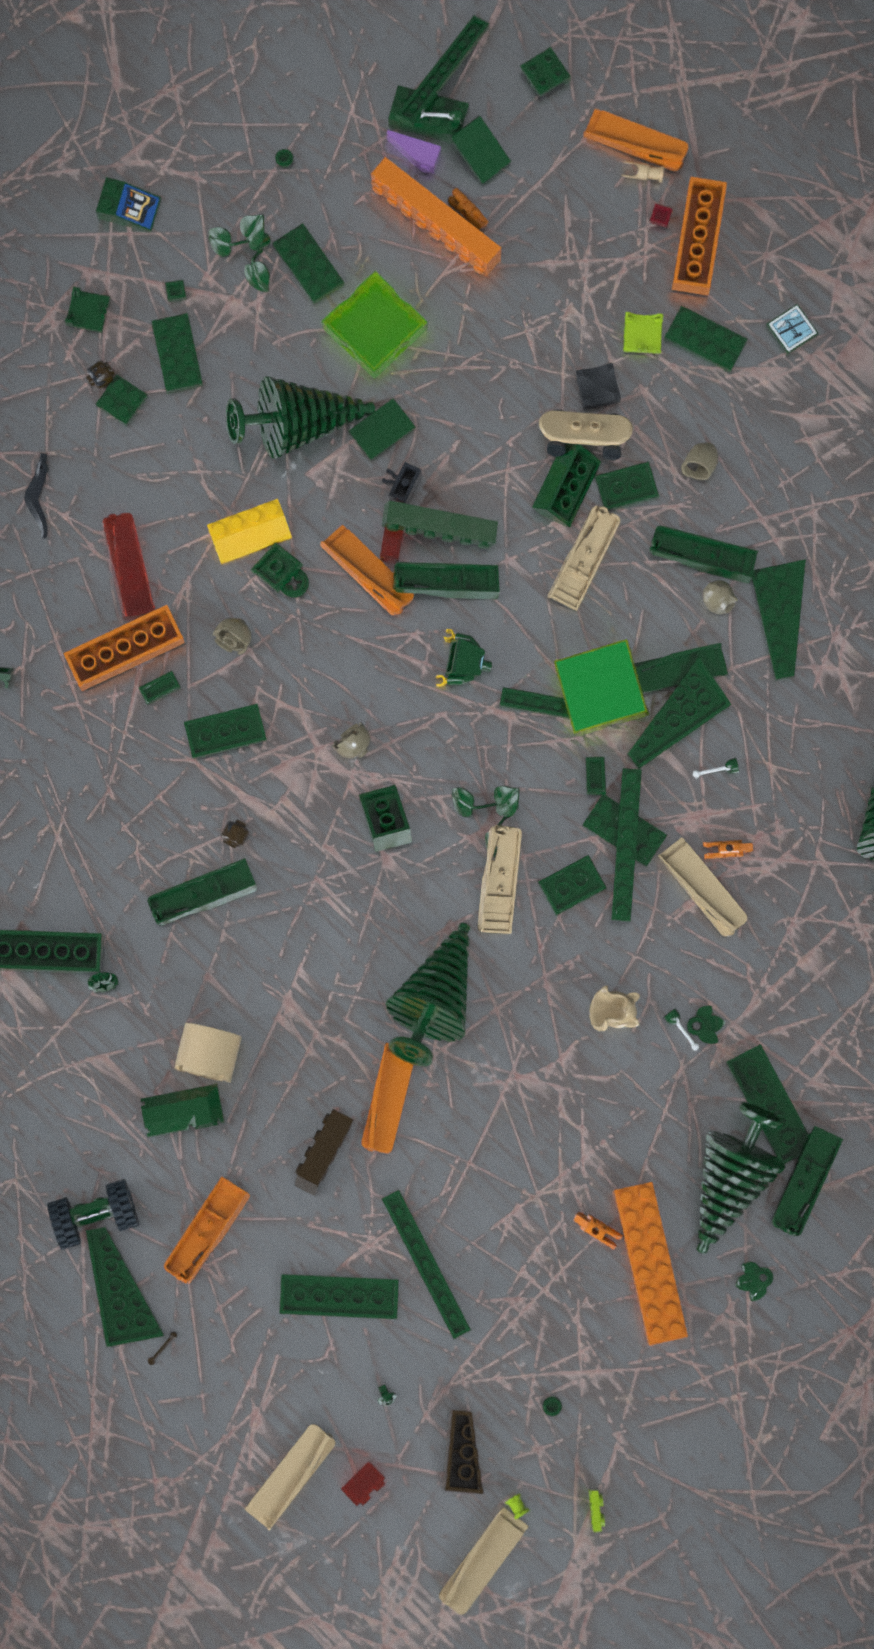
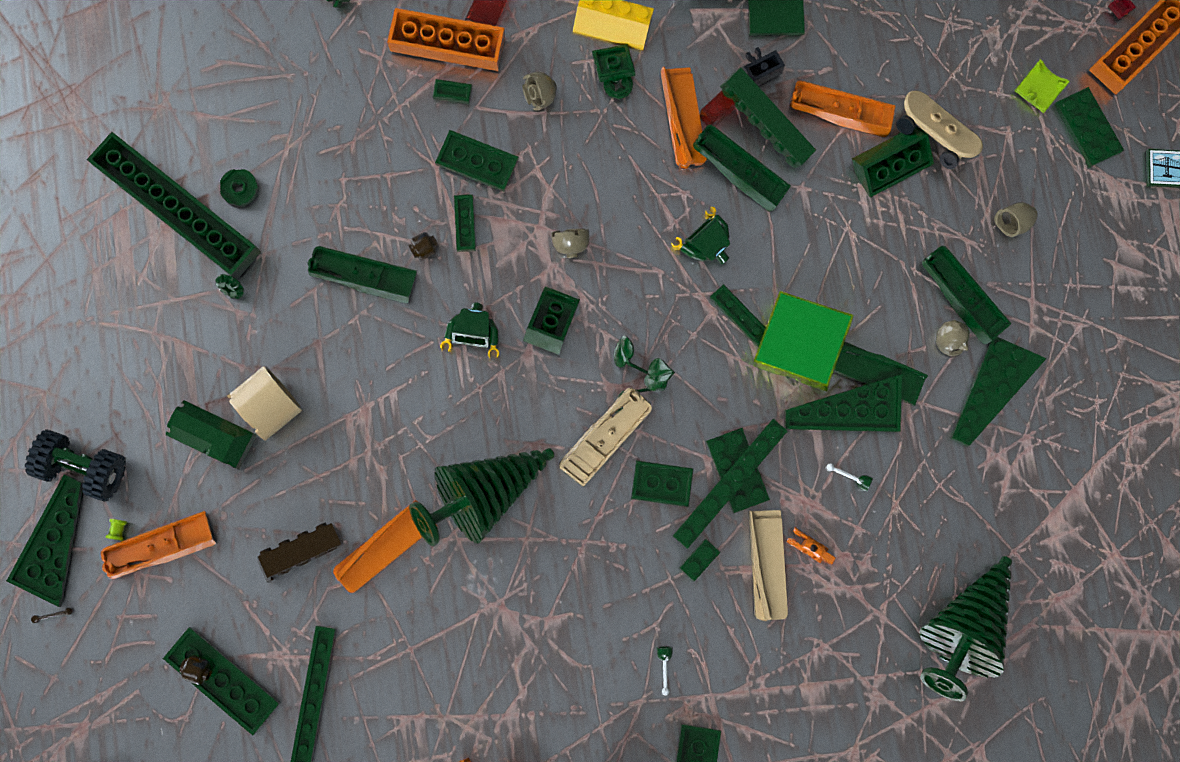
camera: 30 degrees right, 0 degrees up
(38, 888) = (239, 177): none -> dark green plate
(162, 1242) = (116, 529): none -> lime bush
(254, 790) = (464, 223): none -> dark green plate
(314, 1300) = (195, 670): none -> dark brown head
(328, 871) = (472, 328): none -> dark green torso
(494, 468) = (844, 108): none -> orange piece
(584, 558) = (865, 229): tan piece -> none
(595, 775) = (746, 409): dark green tile -> none
(598, 386) = (974, 102): black brick -> none
(613, 1009) = (619, 611): tan hair -> none
(627, 486) = (940, 197): dark green tile -> none
(646, 924) = (699, 560): none -> dark green brick
(708, 1025) = (689, 682): dark green plate -> none

